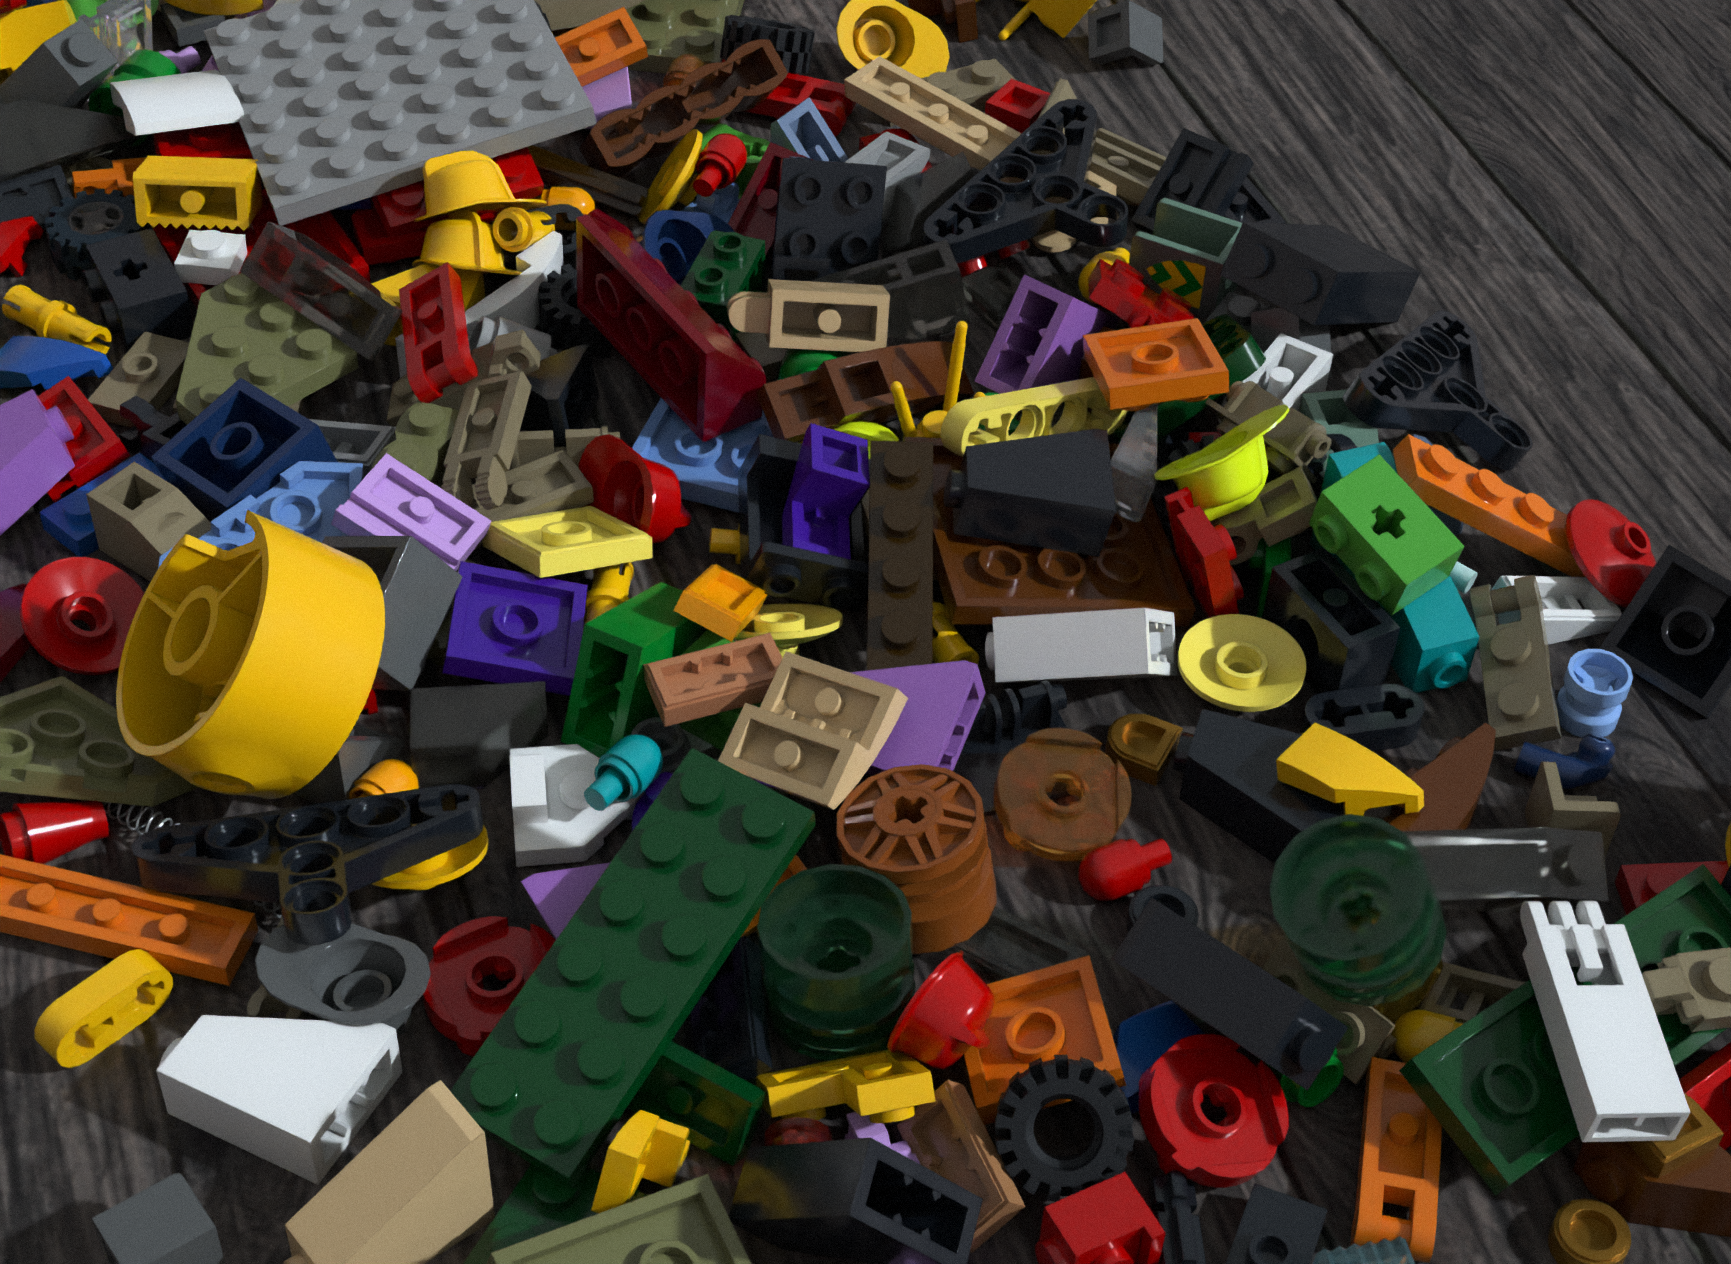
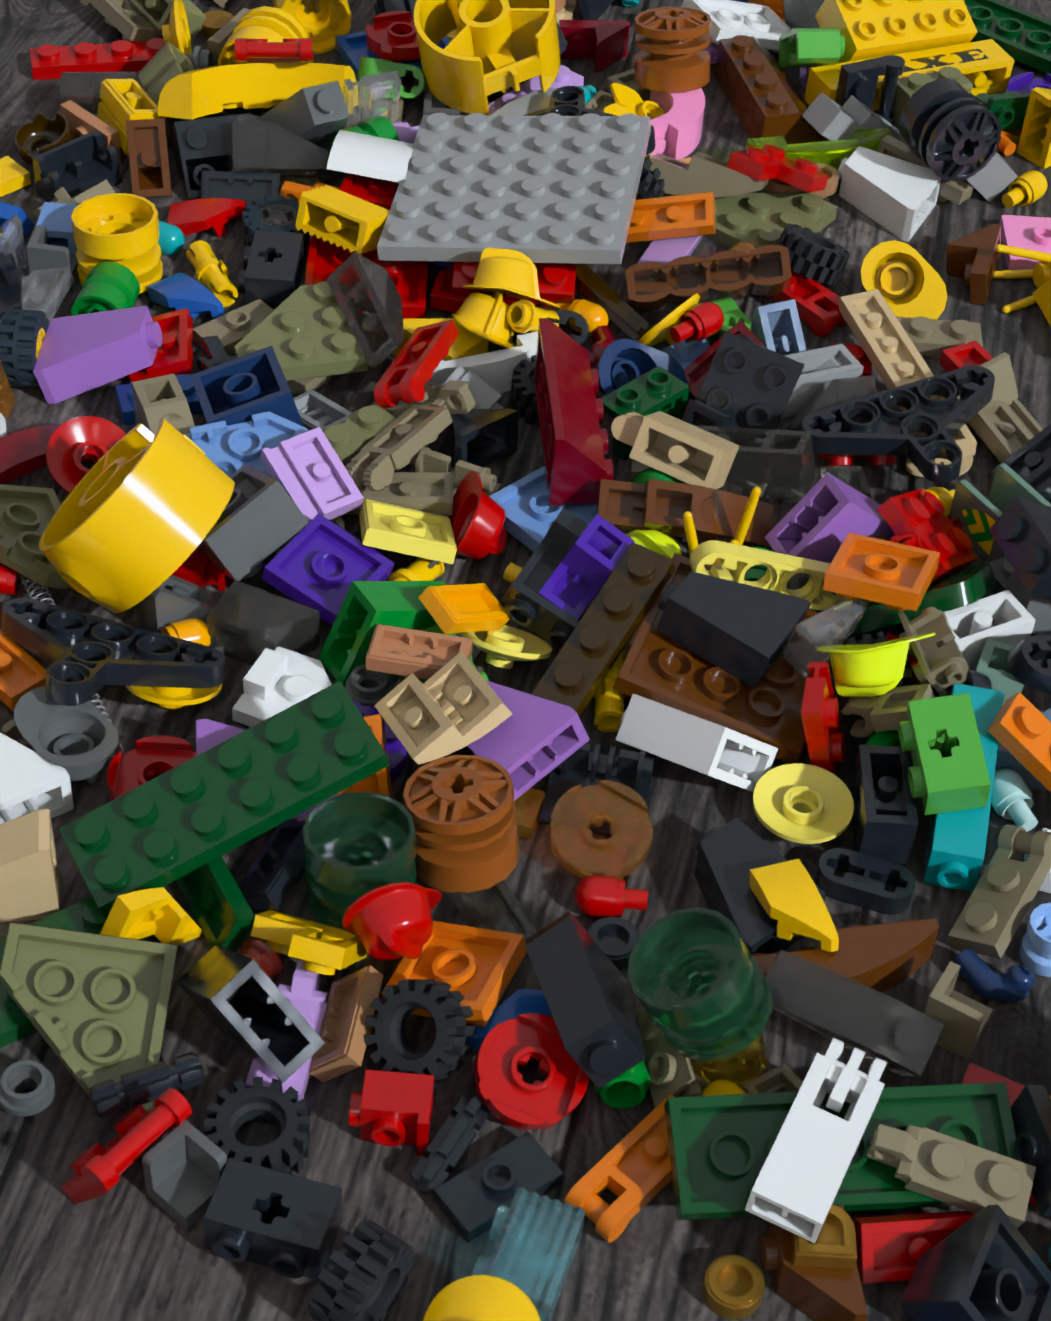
camera: 30 degrees right, 0 degrees up
(210, 257) = (322, 262): white plate -> none
(624, 771) = (324, 679): teal cylinder -> none
(1142, 745) = (688, 824): pearl gold tile -> none

